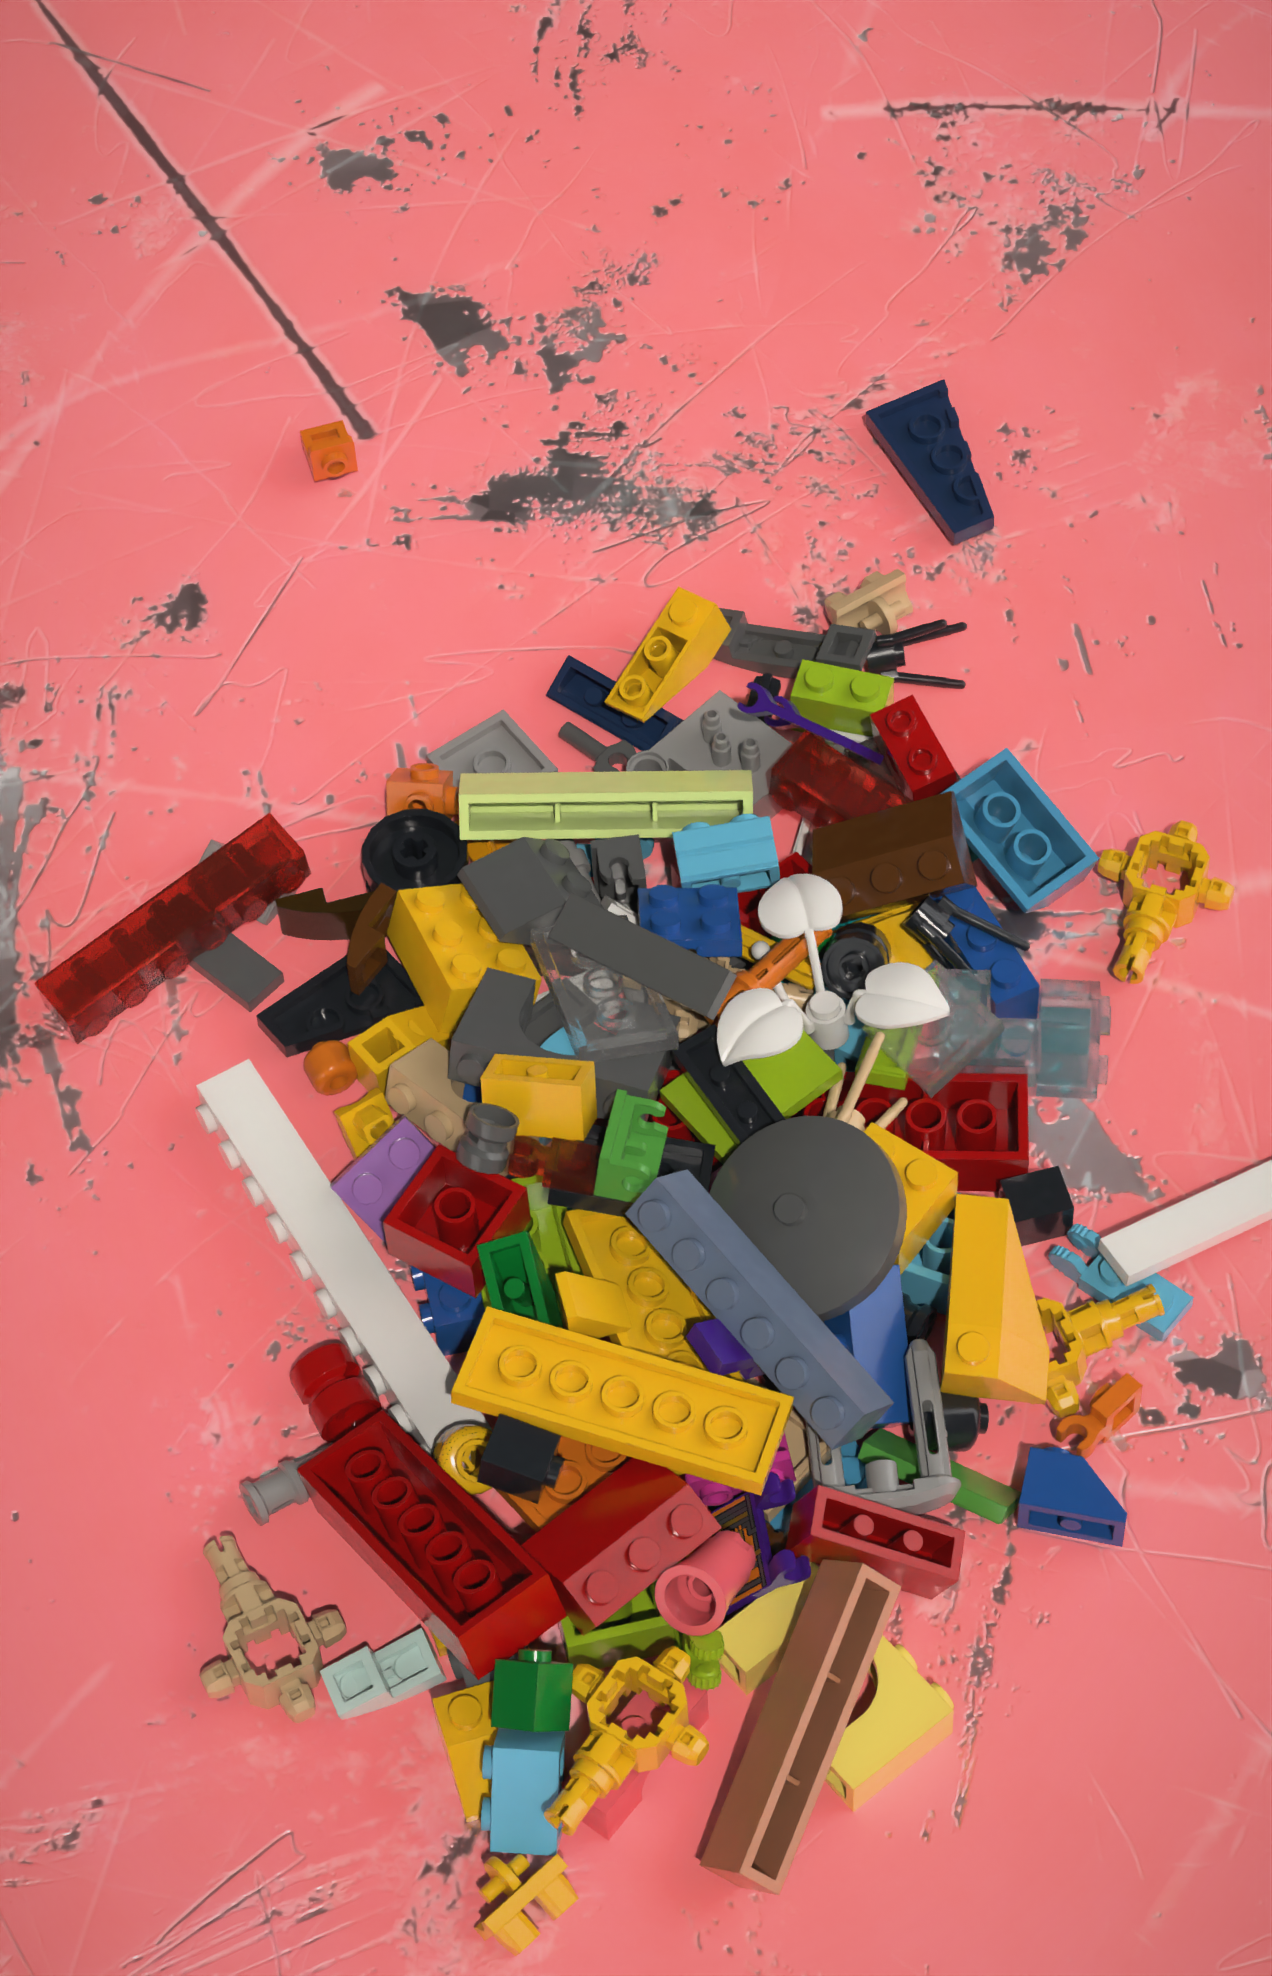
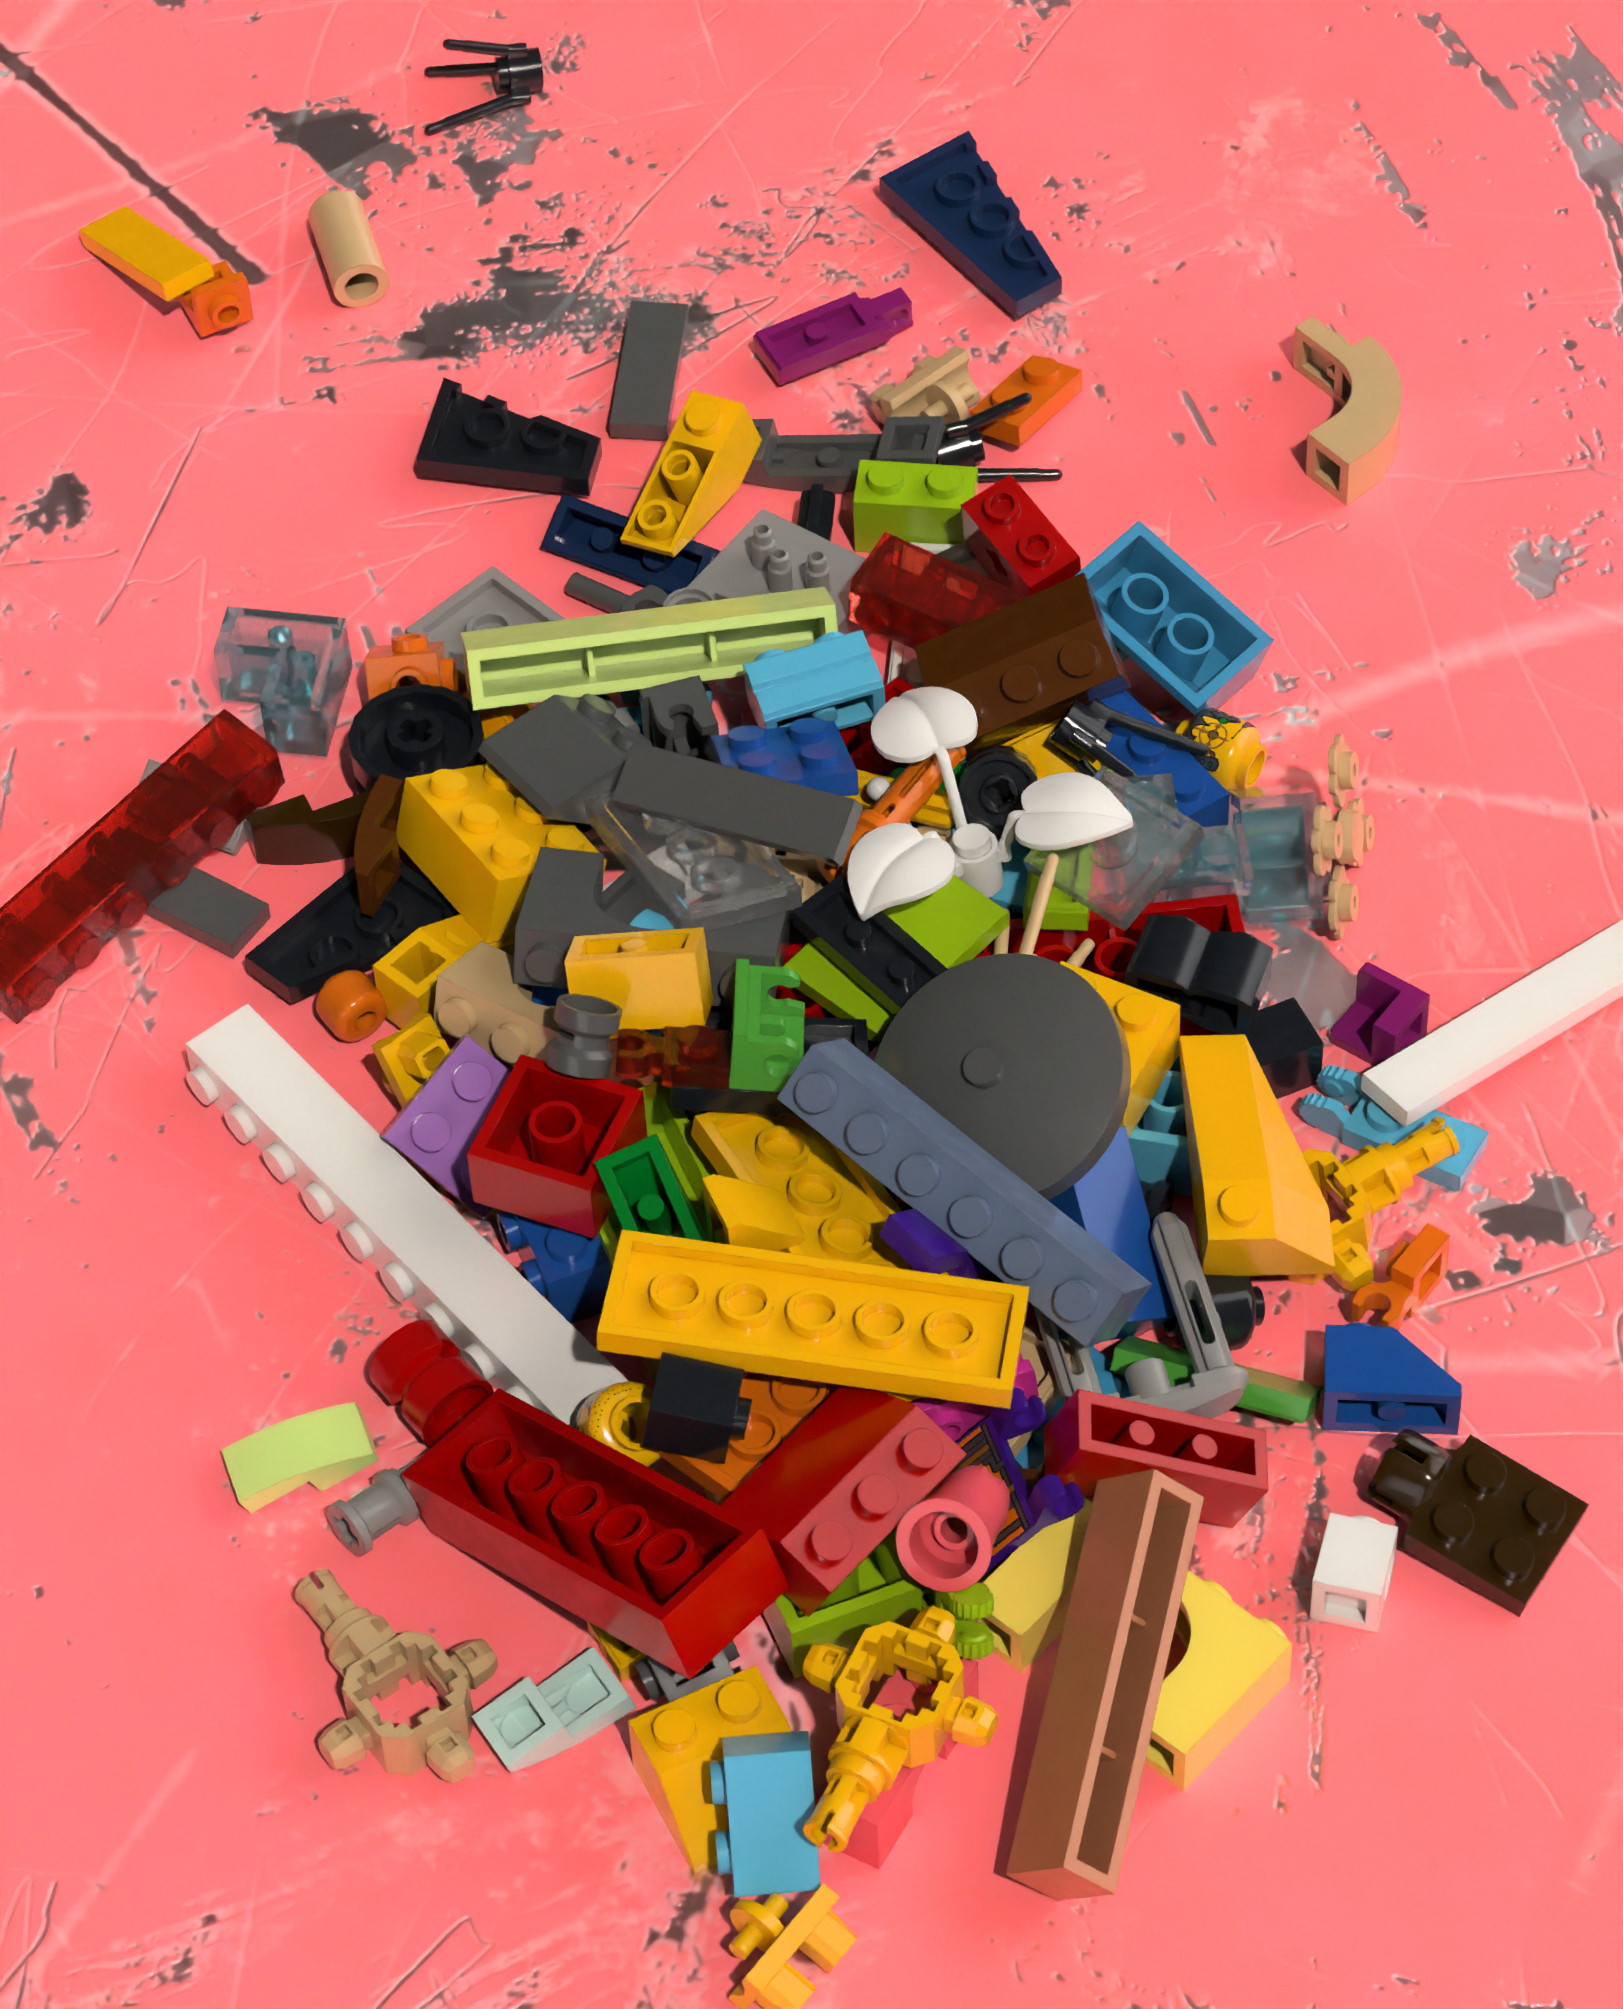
camera: 10 degrees left, 5 degrees down
(229, 1432) = (311, 1447): none -> yellowish green slope
(283, 406) = (146, 253): none -> yellow tile
(333, 778) = (290, 667): none -> clear light blue brick
(440, 421) = (348, 248): none -> tan brick
(527, 606) = (495, 446): none -> black wing
(532, 1692) = (761, 1685): green brick -> none
(596, 279) = (516, 69): none -> black plant
(656, 554) = (649, 371): none -> dark grey tile
(791, 718) = (870, 525): dark purple flag -> none
(804, 541) = (831, 333): none -> magenta hinge
(963, 610) = (1051, 389): none -> orange plate
(982, 1142) = (1208, 973): none -> black brick
(1016, 1653) = (1353, 1572): none -> white brick
(1051, 943) = (1233, 745): none -> yellow head
(1122, 1619) = (1476, 1514): none -> dark brown plate
(1124, 1037) = (1343, 838): none -> tan plant
(1128, 1190) = (1383, 1018): none -> magenta panel
(1151, 910) = (1345, 696): yellow piece -> none
(1208, 687) = (1360, 441): none -> tan arch

